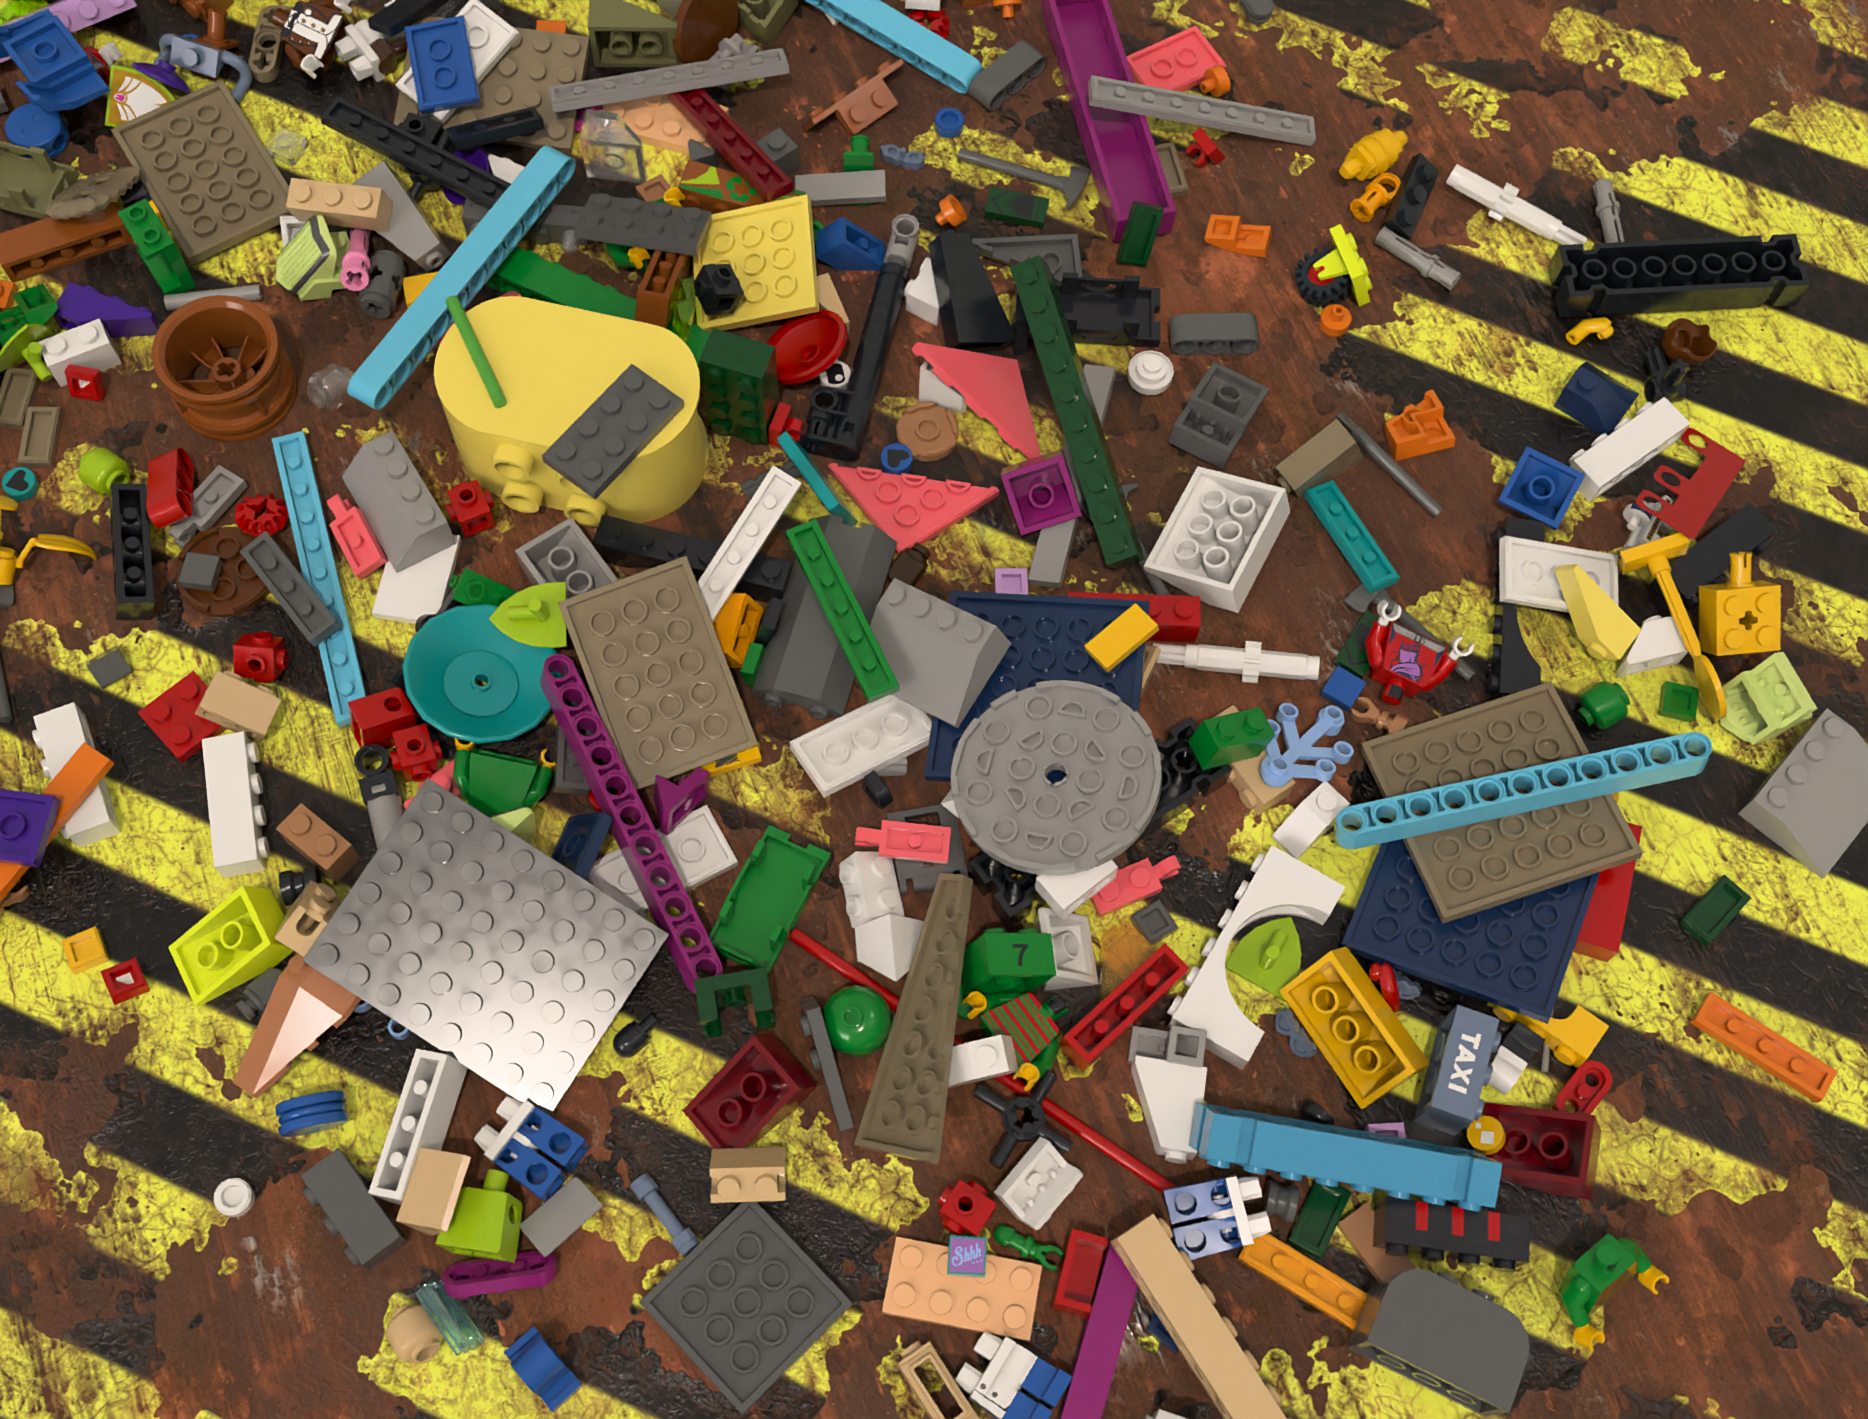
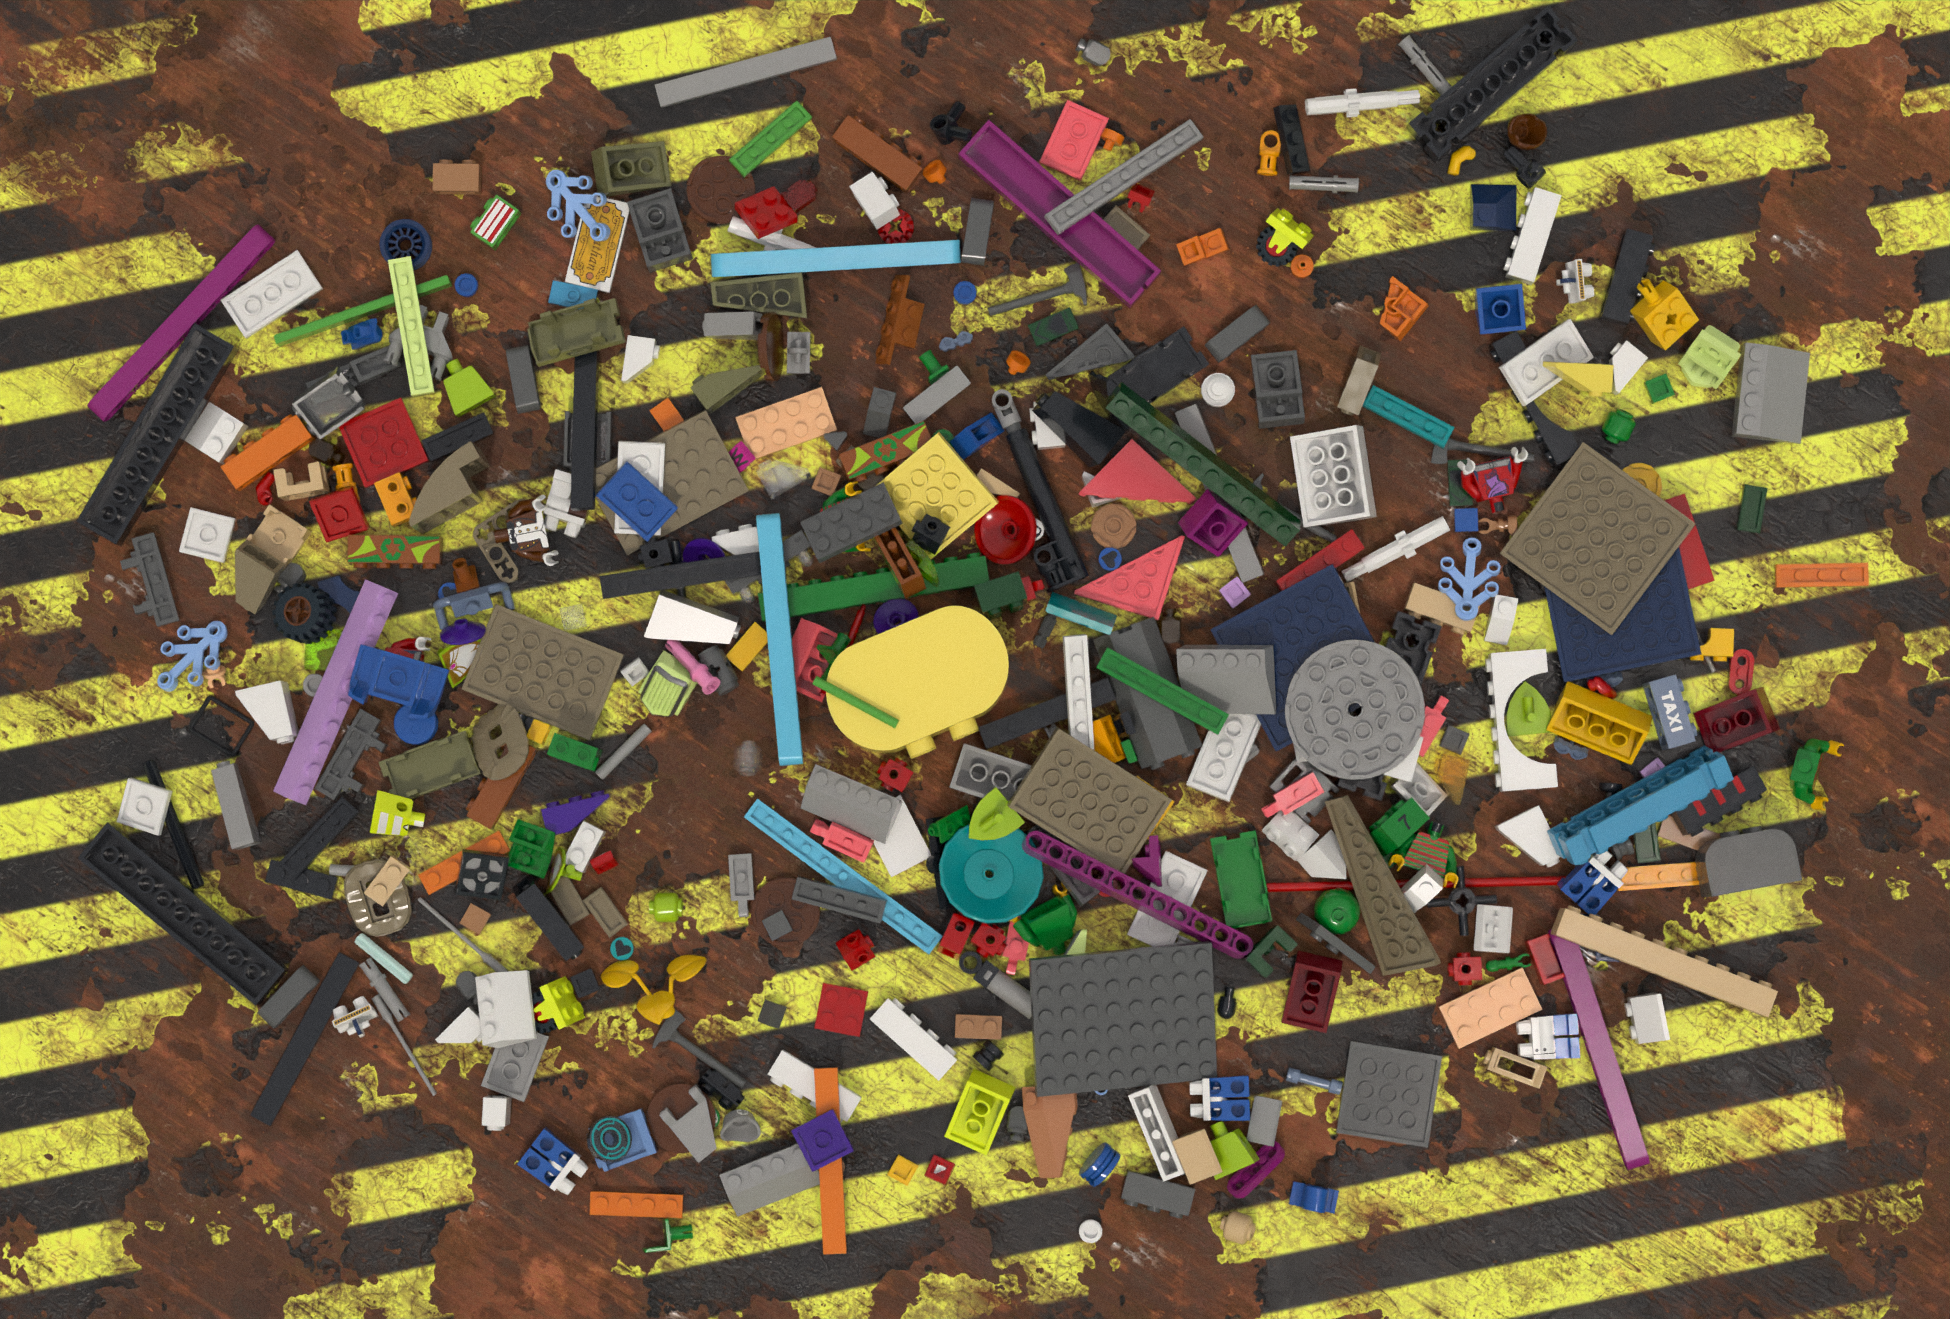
camera: 30 degrees left, 20 degrees up
(131, 552) = (730, 943): black brick -> none
(170, 488) = (717, 890): red beam -> none
(234, 400) = (684, 768): dark orange wheel -> none
(238, 705) = (870, 986): tan brick -> none
(272, 521) = (771, 874): red gear -> none
(308, 912) = (1015, 1071): tan brick -> none
(340, 204) = (661, 645): tan brick -> none
(449, 1318) = (1249, 1208): clear light blue tile -> none
(495, 129) = (704, 519): black plate -> none
(581, 842) = (1120, 927): dark blue tile -> none
(613, 431) = (973, 694): dark grey plate -> none
(668, 80) = (780, 404): light grey tile -> none
(733, 143) = (853, 421): dark red plate -> none
(748, 1174) = (1343, 1032): tan brick -> none
(876, 790) = (1253, 775): black tile -> none
(966, 1256) = (1483, 992): tile -> none
(1121, 638) = (1333, 599): yellow tile -> none
(1124, 1007) = (1473, 803): red brick -> none
(1139, 233) = (1148, 300): dark green tile -> none
(1175, 1046) = (1509, 806): light grey slope -> none
(1231, 738) = (1431, 612): green brick -> none
(1373, 154) = (1248, 126): yellow piece -> none
(1390, 465) = (1364, 347): dark grey piece -> none
(1486, 1135) = (1705, 733): yellow tile -> none
(1512, 1056) = (1692, 679): leg -> none
(1534, 780) = (1612, 520): medium azure beam -> none
(1656, 557) = (1595, 312): yellow piece -> none
(1700, 493) = (1595, 245): red piece -> none

